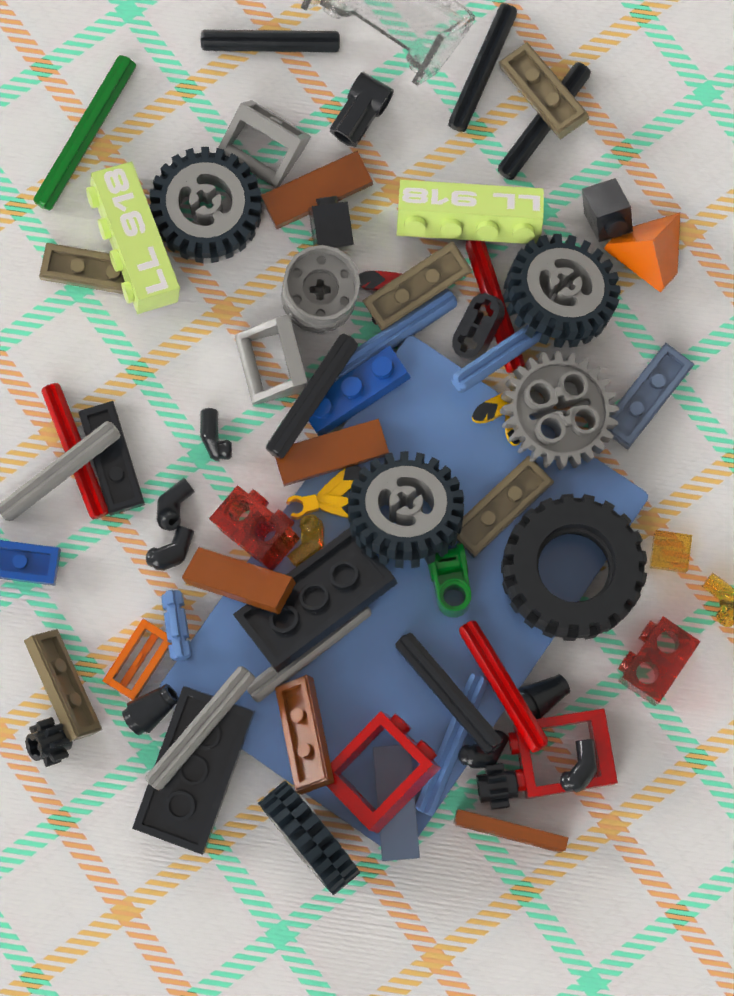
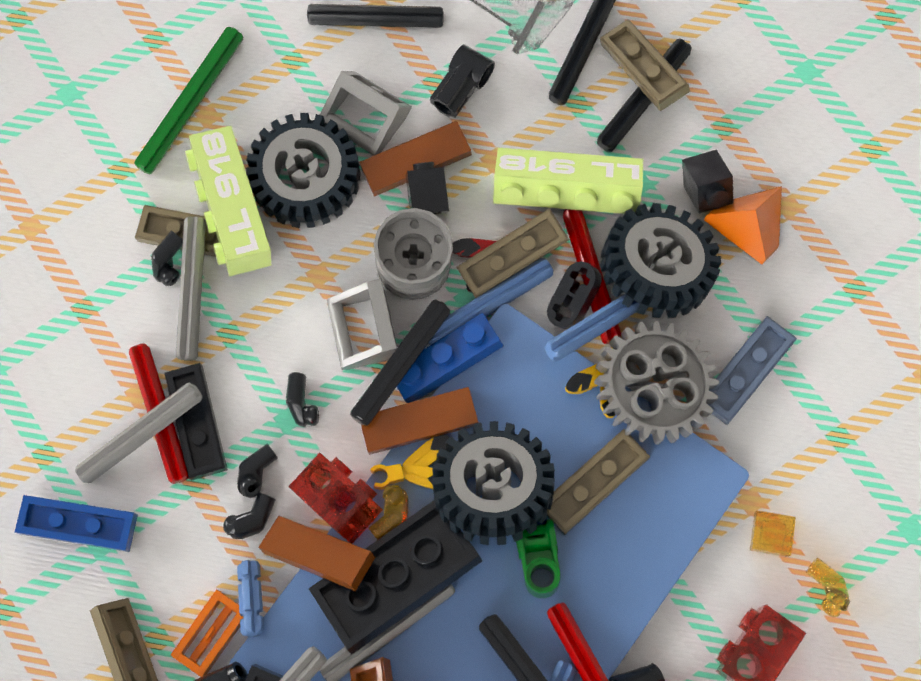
camera: 10 degrees right, 5 degrees down
(69, 298) = (162, 259): none -> black arm
(99, 326) = (190, 288): none -> light grey axle
(608, 532) = (708, 512): black tyre -> none

